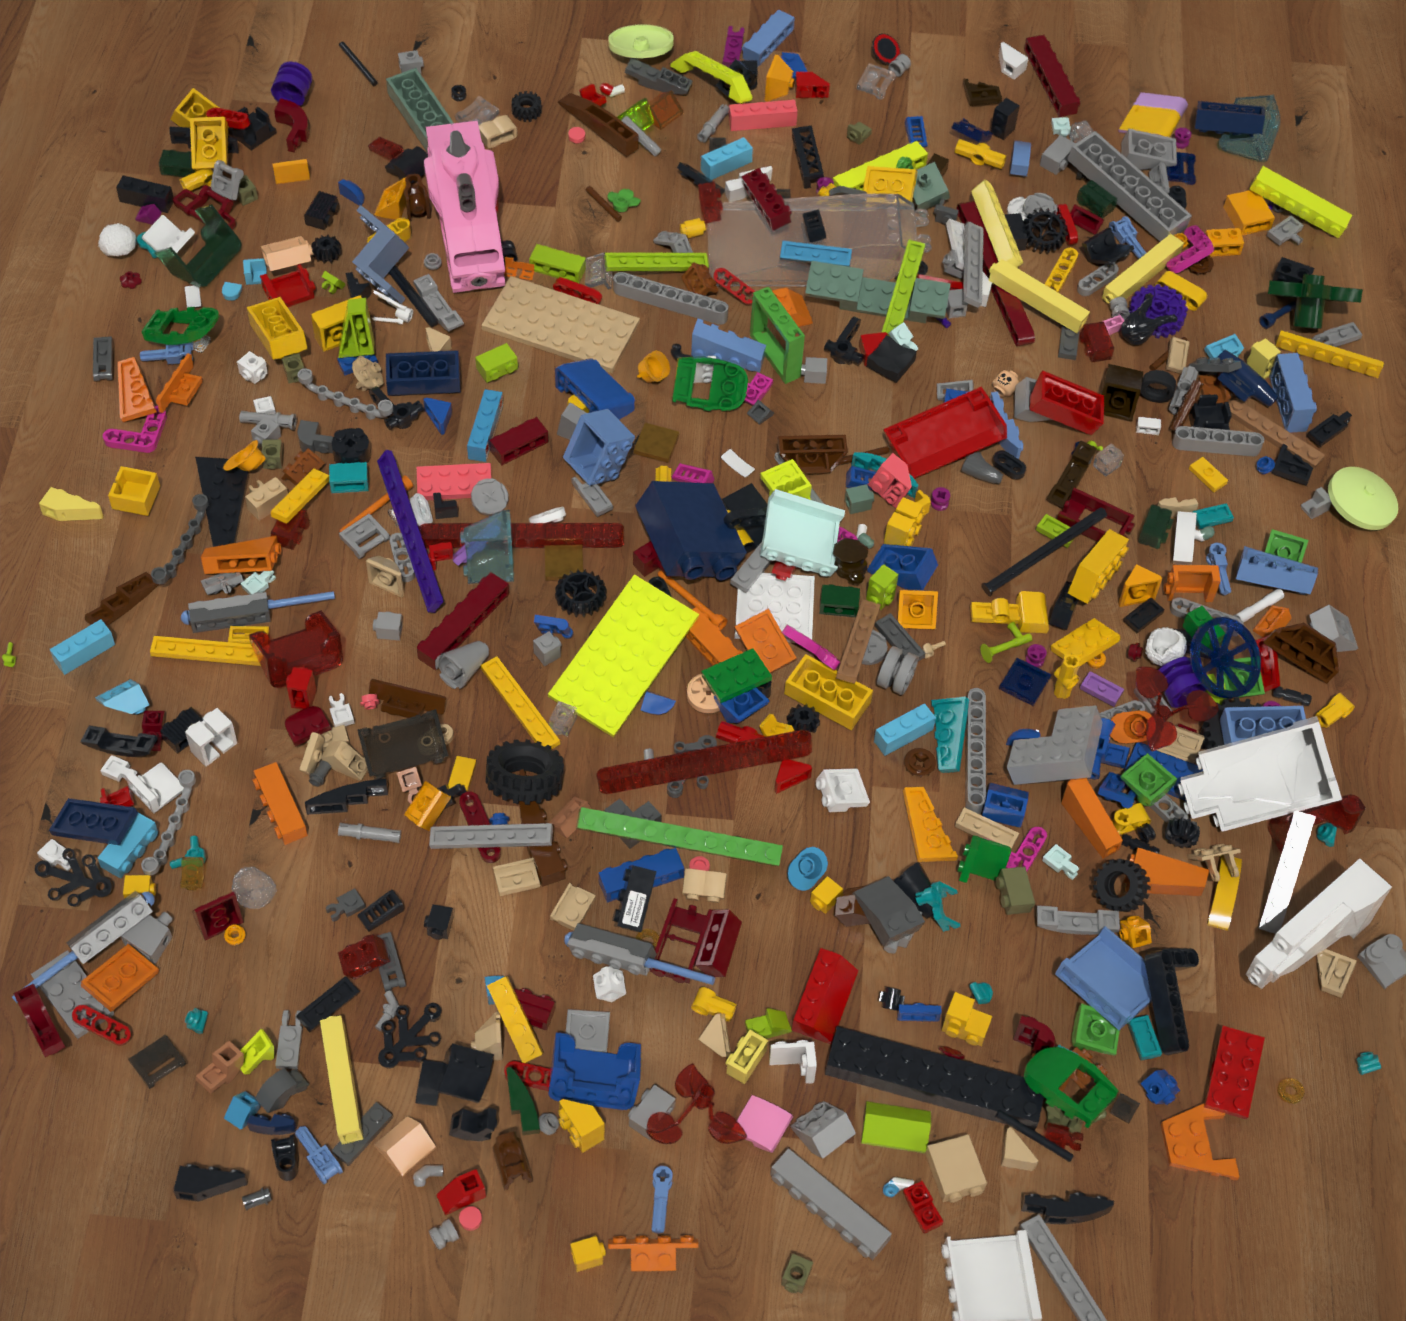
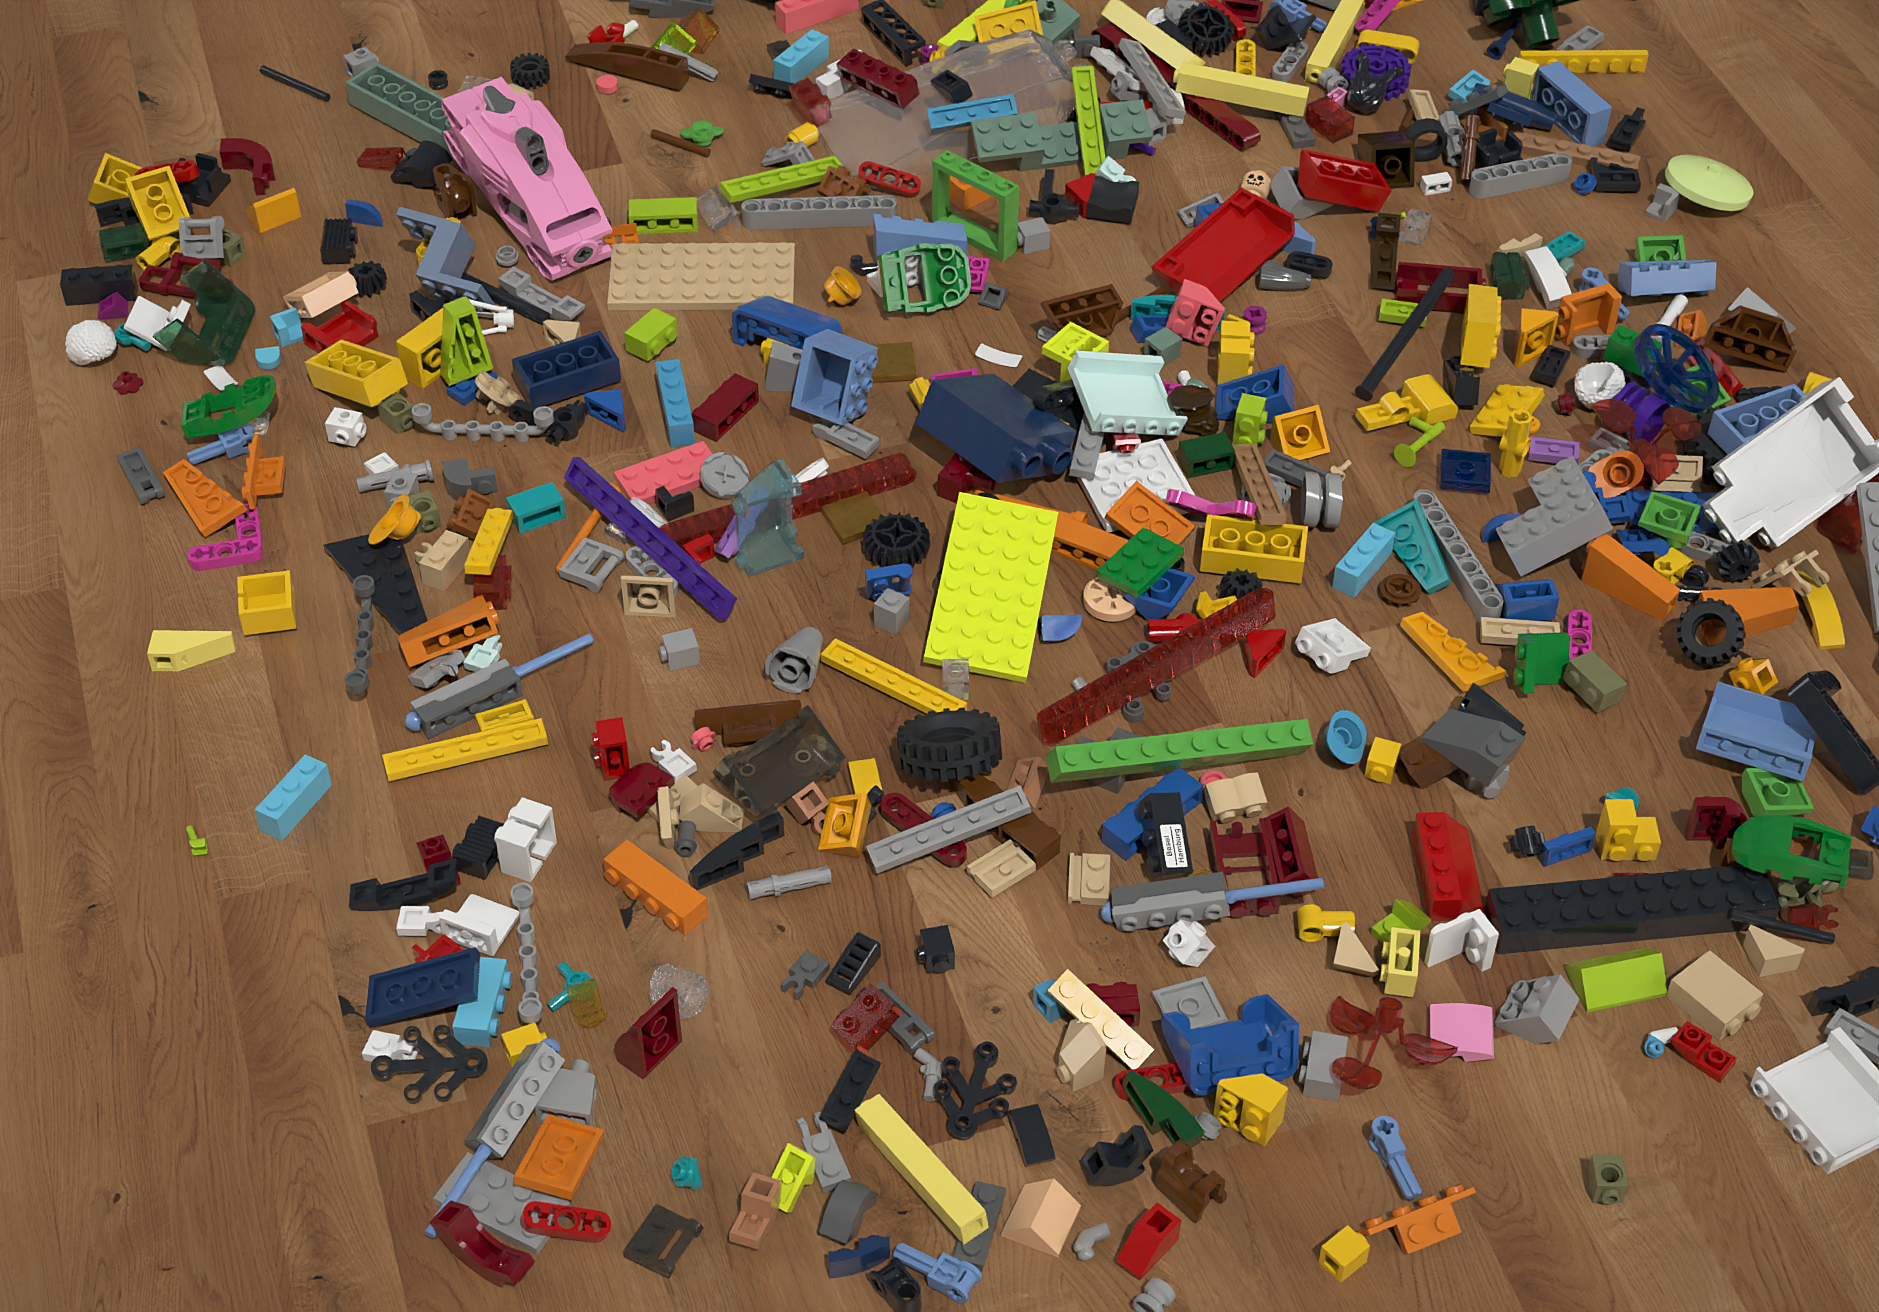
camera: 20 degrees left, 10 degrees down
(123, 600) = (318, 728): reddish brown slope -> none
(125, 697) = (383, 835): medium azure slope -> none
(234, 929) = (680, 1050): light orange plate -> none
(241, 1108) = (809, 1254): dark azure brick -> none
(292, 82) = (226, 117): dark purple wheel -> none
(314, 648) = (600, 693): clear red windscreen -> none
(333, 281) = (394, 308): lime tile -> none
(350, 446) = (520, 471): black brick -> none
(392, 201) = (423, 198): light orange slope -> none
(463, 619) = (769, 614): dark red brick -> none
(465, 1073) = (1072, 1103): black slope -> none
(470, 1218) = (1174, 1270): coral tile -> none
(568, 287) = (689, 230): red beam -> none
(710, 127) = (761, 34): light grey pin -> none
(830, 1204) = (1598, 1088): light grey brick -> none
(933, 896) = (1514, 710): teal piece -> none
(1037, 651) = (1461, 439): magenta wheel -> none
(1060, 860) = (1621, 635): light aqua plate -> none
(1077, 922) = (1682, 692): light grey slope -> none
(1144, 1037) = (1831, 784): teal plate -> none
(1207, 266) = (1394, 19): reddish brown gear -> none
(1208, 474) = (1529, 211): yellow plate -> none

